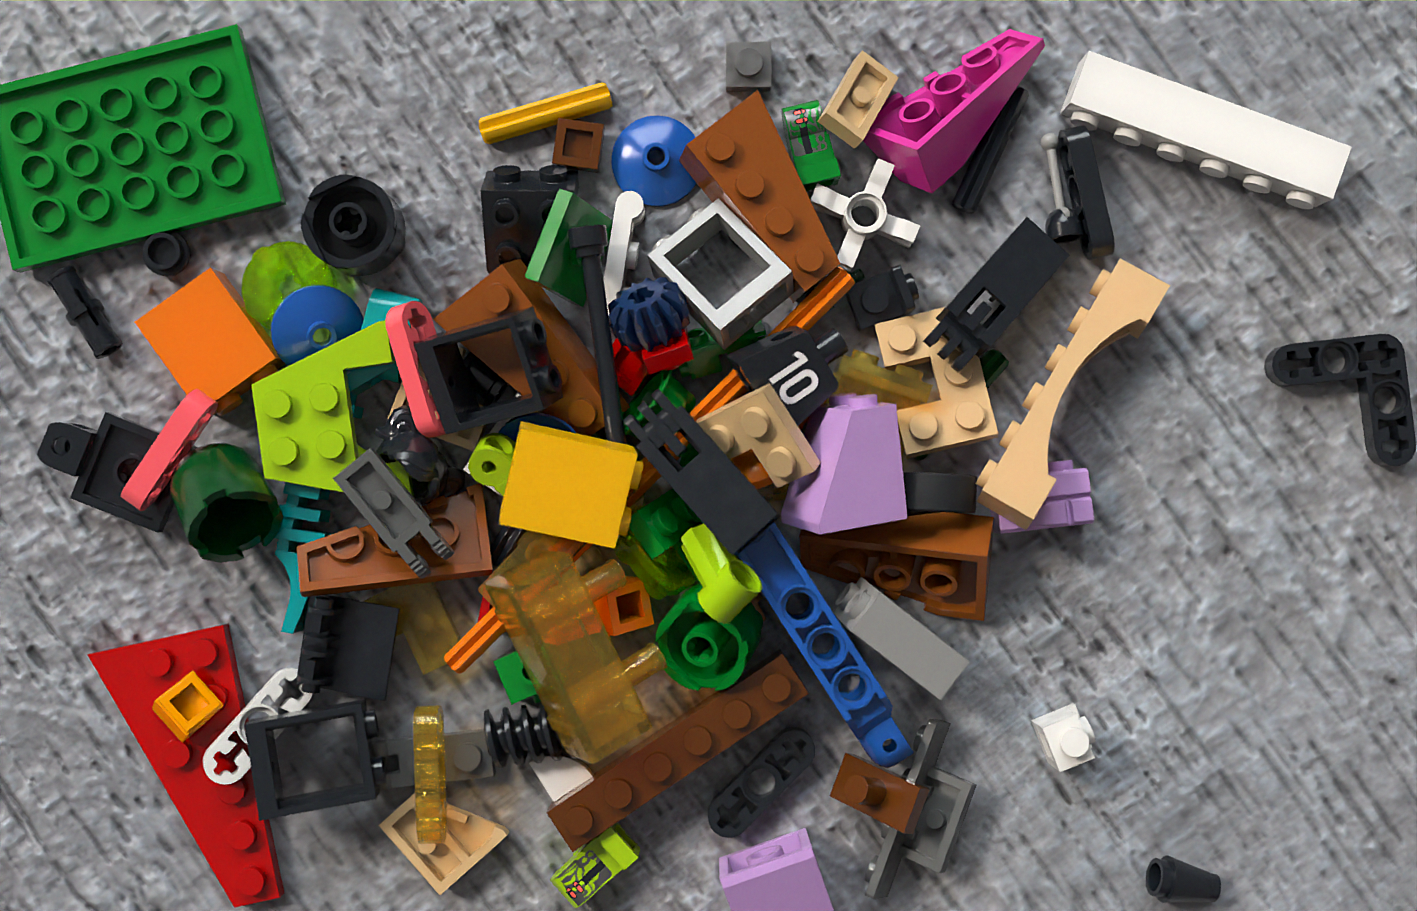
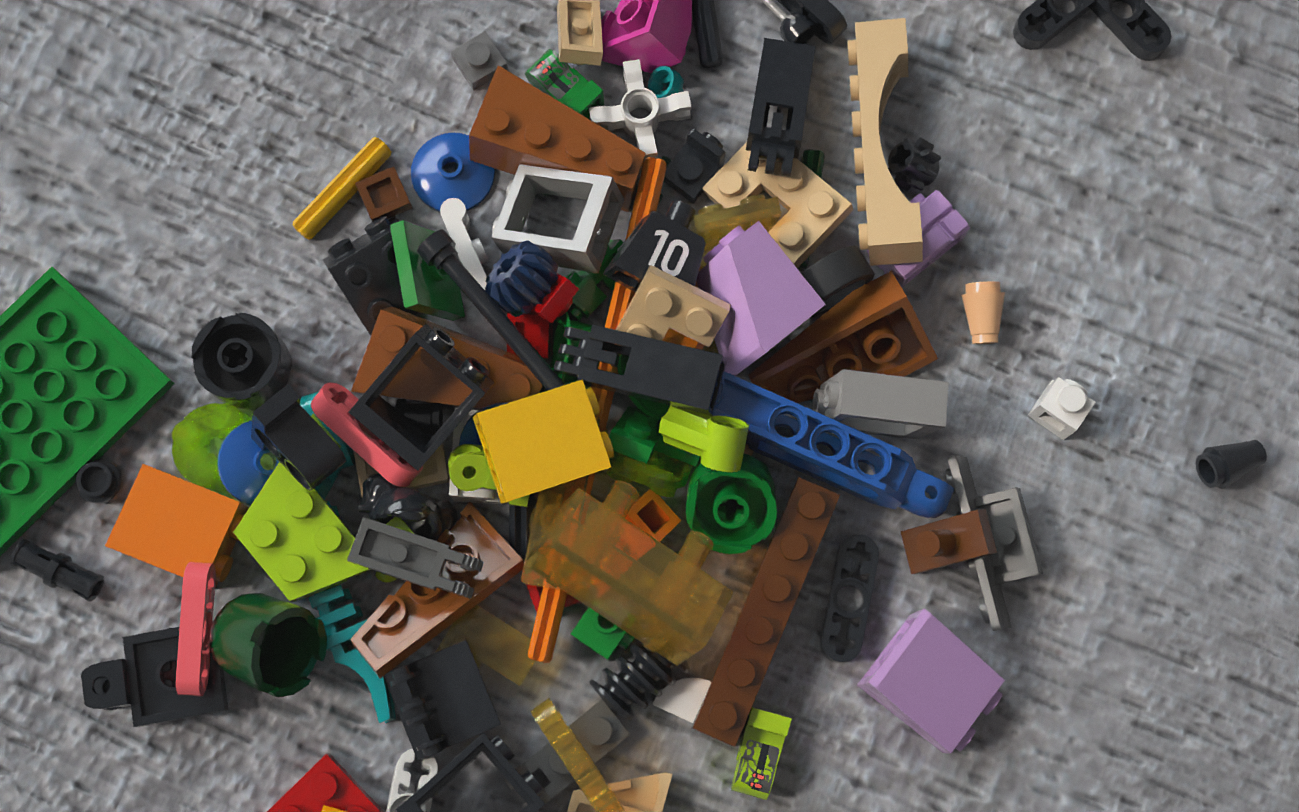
camera: 30 degrees left, 10 degrees down
(353, 342) = (295, 439): none -> black tile
(910, 193) = (667, 77): none -> teal hinge
(1055, 604) = (983, 310): none -> light nougat cone
(1084, 427) = (913, 164): none -> black gear

